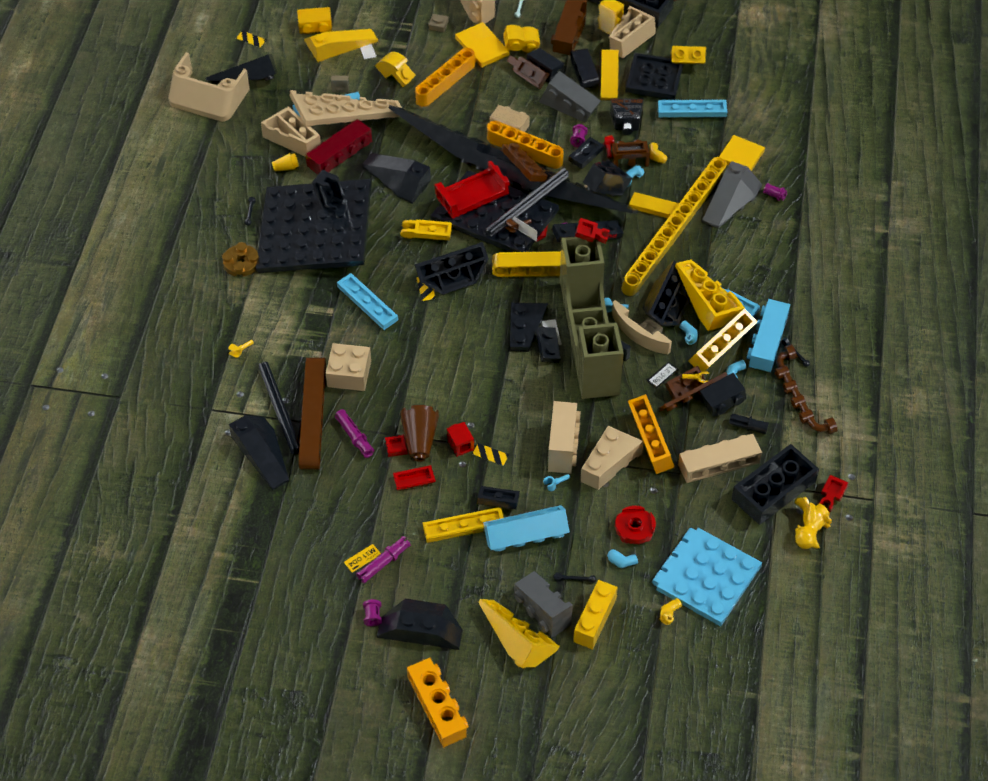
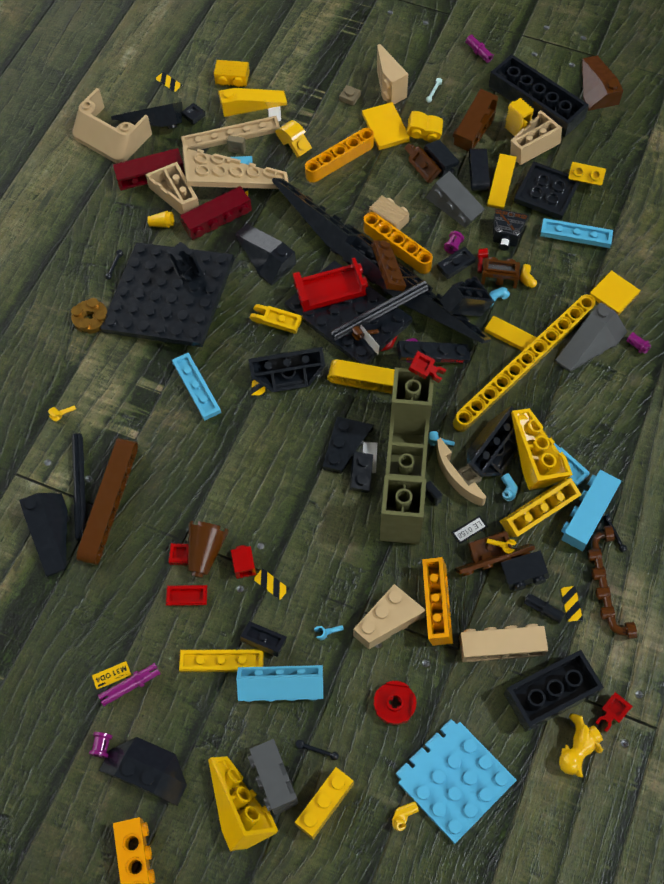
camera: 15 degrees right, 10 degrees up
(248, 123) = (132, 172): none -> dark red brick
(287, 63) = (193, 113): none -> black plate
(323, 78) = (219, 136): none -> tan tile
(348, 367) = (156, 456): tan brick -> none
(358, 439) = (144, 539): magenta pin -> none
(563, 437) = (345, 586): tan brick -> none
(620, 560) = (369, 741): medium azure arm -> none
(736, 367) = (543, 539): medium azure arm -> none
(772, 417) = (571, 603): none -> sticker

